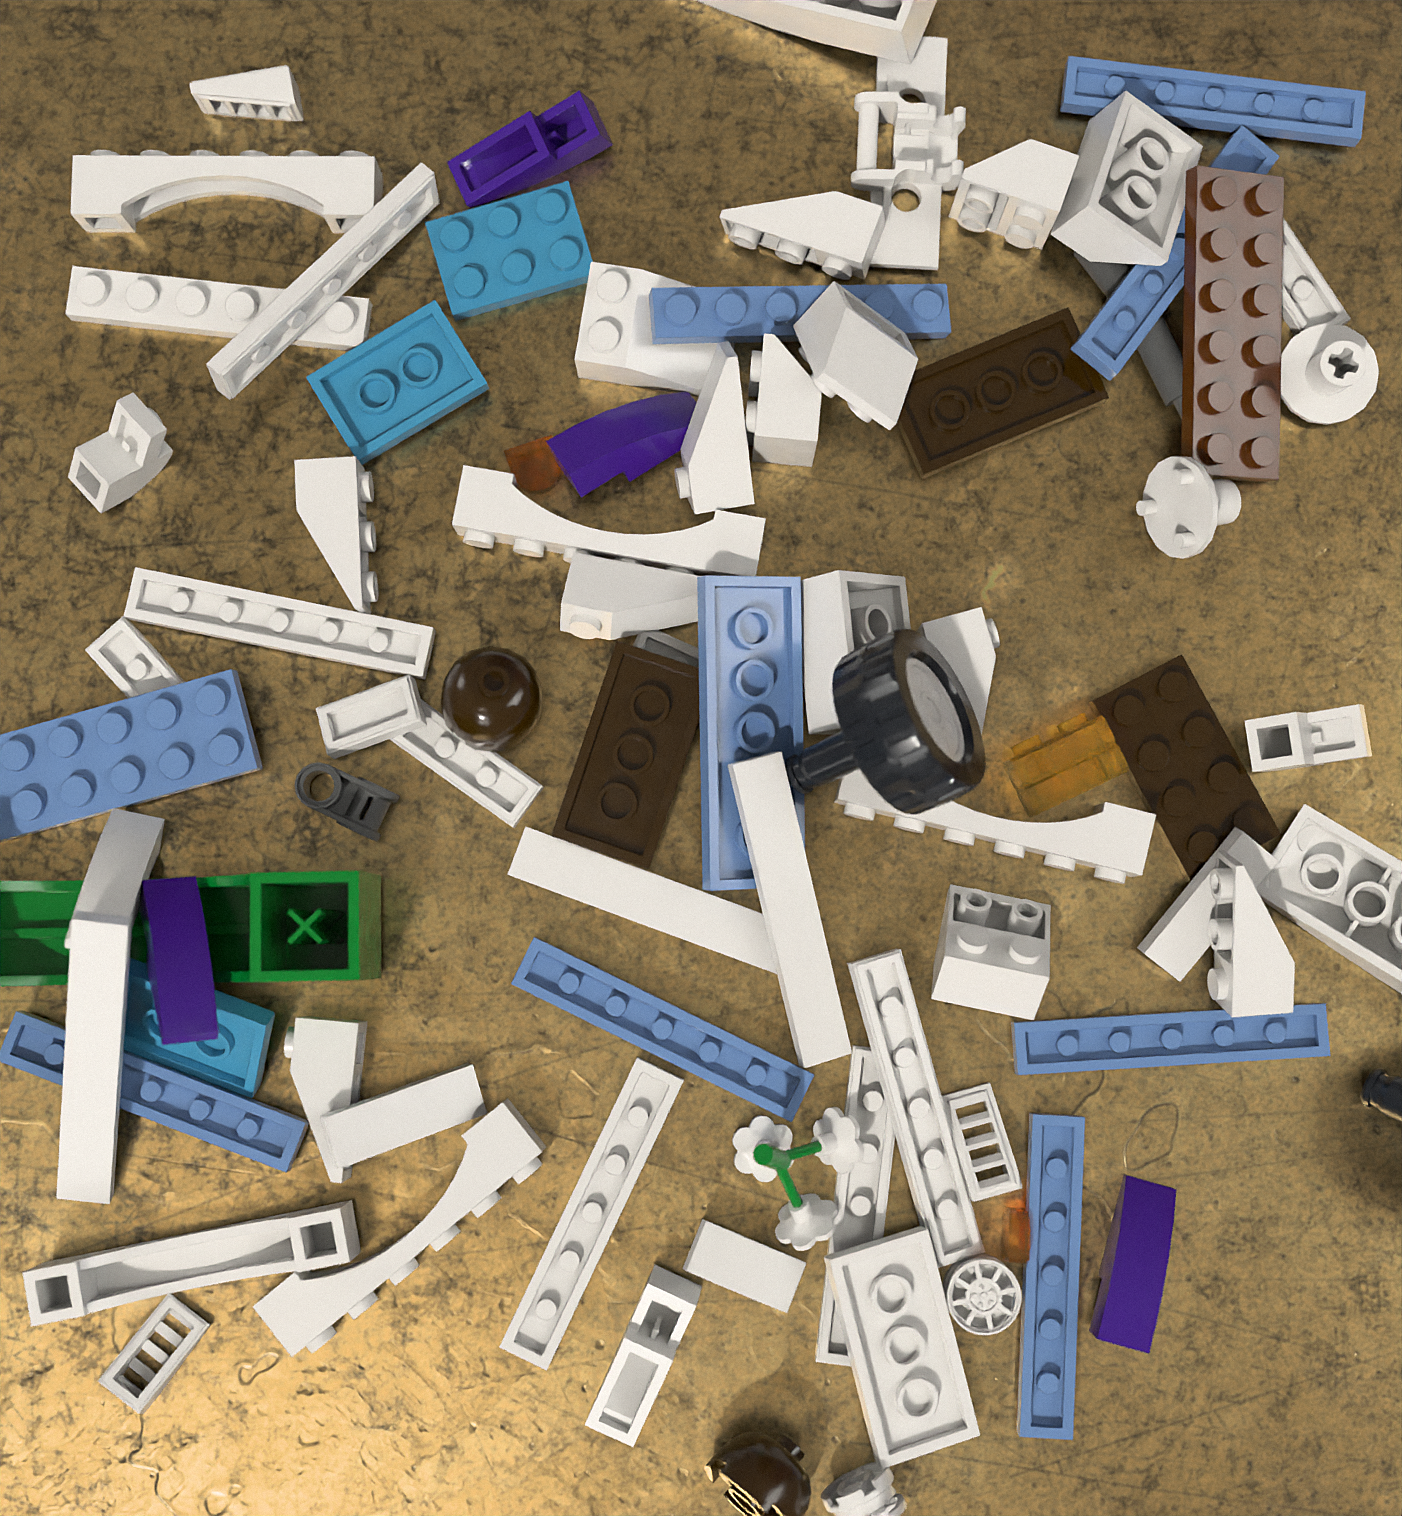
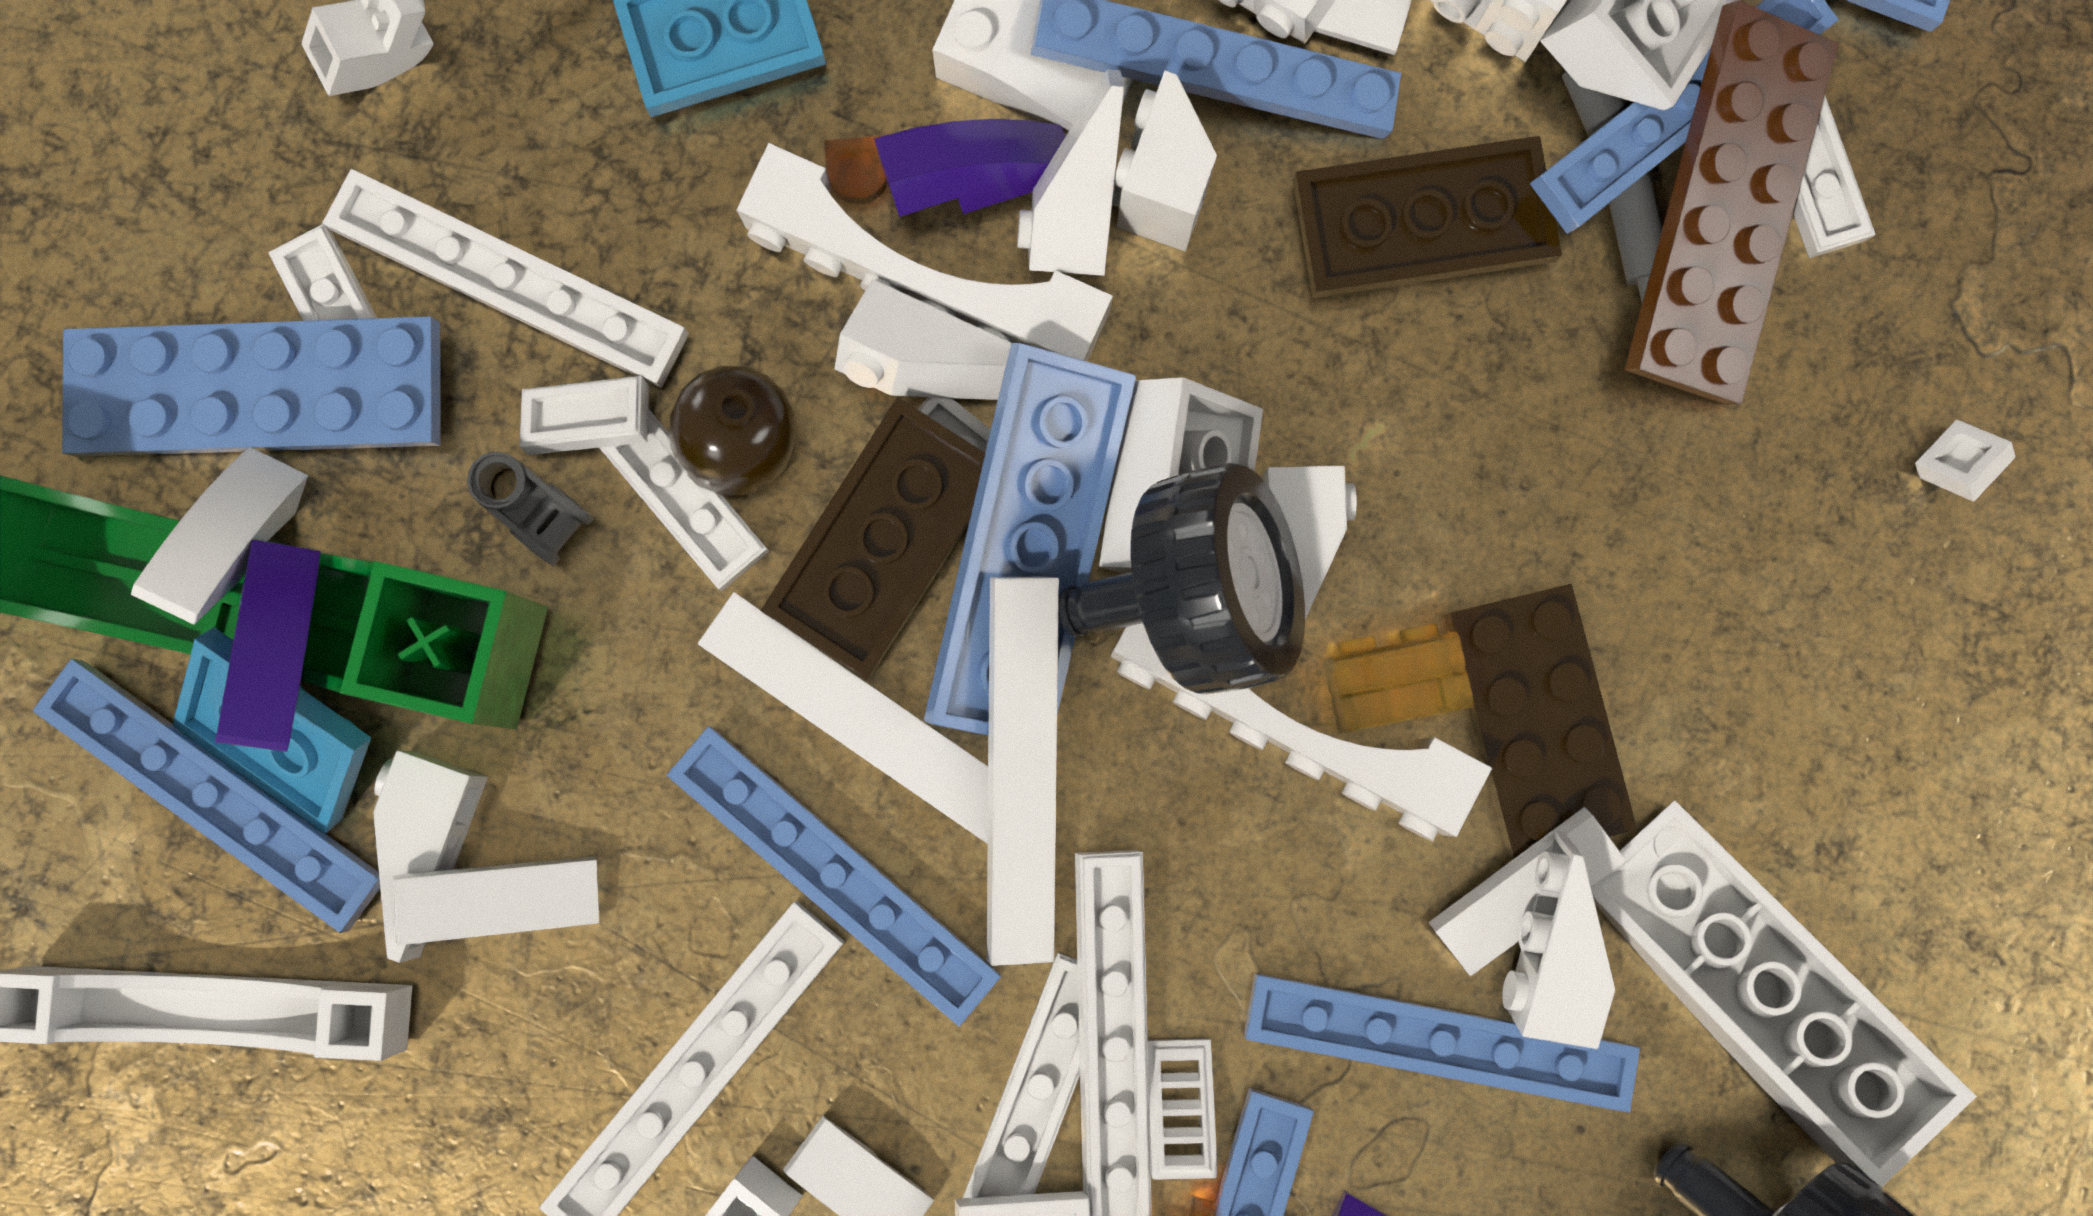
camera: 10 degrees right, 0 degrees up
(93, 1056) = (138, 733): white tile -> none
(125, 1389) = (82, 1143): white slope -> none
(309, 1302) = (325, 1096): white arch -> none
(333, 508) = (604, 162): white slope -> none
(767, 1152) = (921, 1056): white plant -> none
(857, 355) = (1270, 127): white slope -> none
(992, 952) = (1253, 884): white slope -> none
(1186, 506) = (1622, 407): white piece -> none
(1307, 738) = (1699, 722): white brick -> none
(1328, 373) = (1832, 292): white piece -> none

